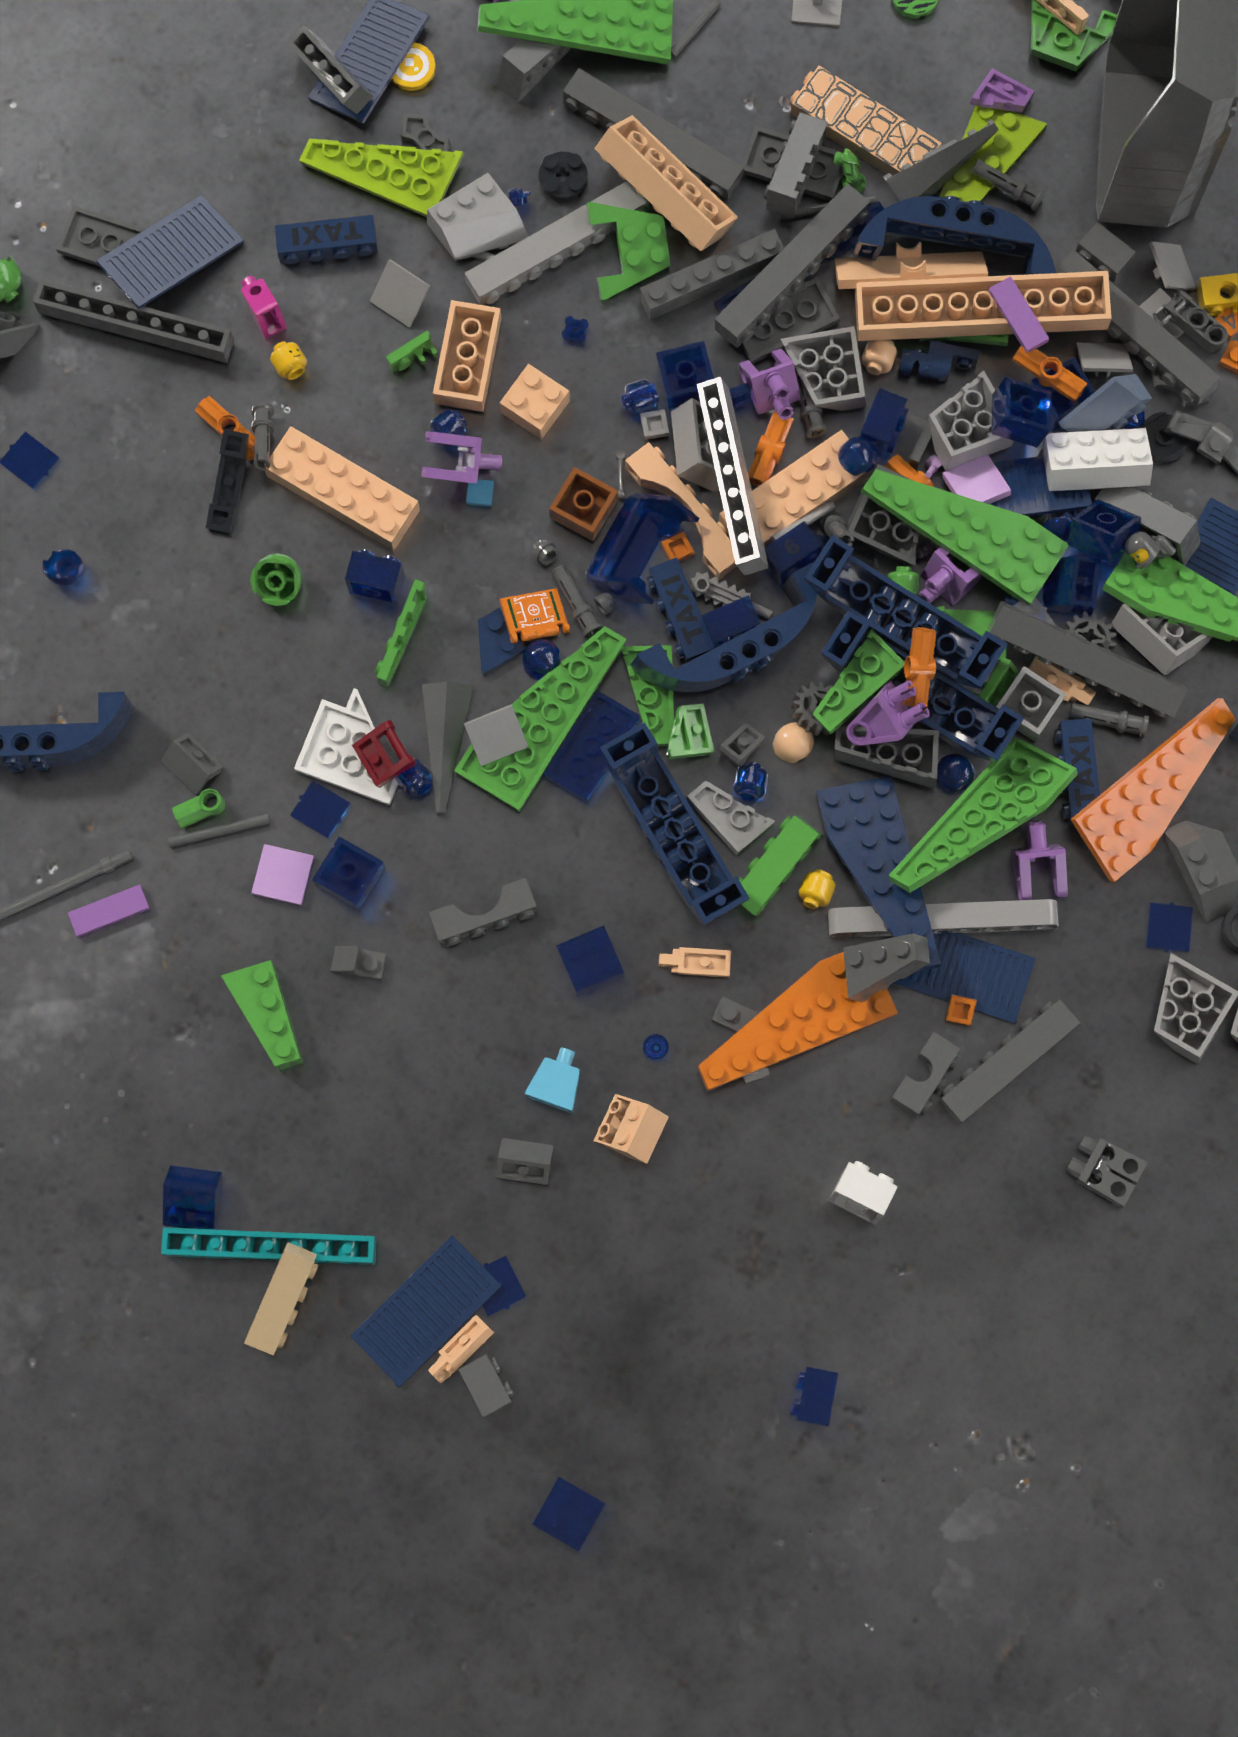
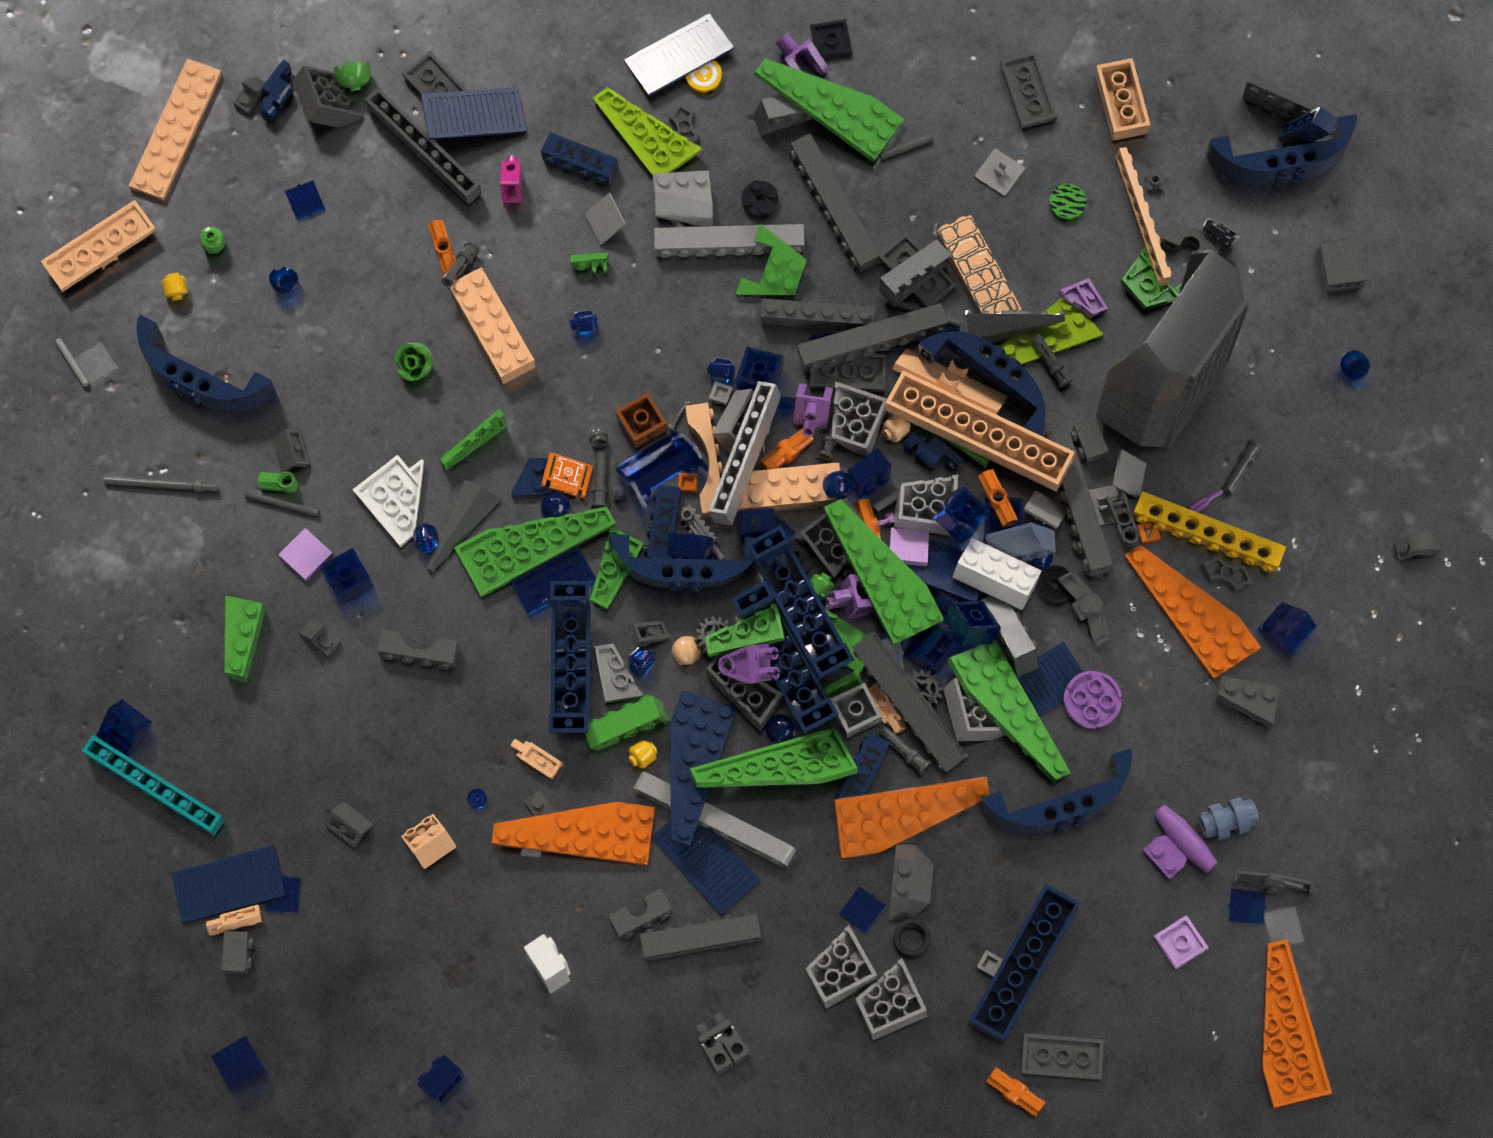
camera: 30 degrees right, 5 degrees down
(108, 911) = (182, 516): medium lavender tile -> none
(229, 481) = (422, 282): black slope -> none
(280, 1299) = (139, 822): tan brick -> none
(288, 360) = (507, 224): yellow head -> none
(320, 809) = (355, 525): clear blue piece -> none
(330, 69) = (646, 49): dark grey brick -> none
(375, 576) = (477, 394): clear blue brick -> none
(376, 758) = (407, 511): dark red plate -> none
(467, 356) = (624, 283): light nougat brick -> none
(469, 458) = (585, 351): medium lavender piece -> none
(480, 493) = (580, 377): dark azure tile -> none
(496, 735) = (492, 538): light grey piece -> none
(517, 196) = (720, 196): clear blue plate -> none
(534, 401) = (650, 336): light nougat brick -> none
(556, 1082) = (398, 784): medium azure torso -> none
(575, 336) = (706, 308): clear blue plate -> none
(590, 961) = (467, 718): clear blue brick -> none
(665, 183) = (820, 239): light nougat brick -> none
(690, 733) = (621, 607): bright green wing -> none
(809, 518) = (783, 509): light grey bar -> none
(835, 525) = (794, 525): dark grey pin -> none
(850, 165) = (950, 303): bright green arm -> none
(882, 962) = (649, 822): dark grey wedge -> none
(920, 665) = (791, 643): orange piece -> none
(961, 1009) = (690, 885): orange tile -> none
(1018, 314) = (996, 448): medium lavender tile -> none
(1038, 847) = (802, 807): medium lavender piece -> none
(1145, 548) = (989, 648): dark grey piece -> none

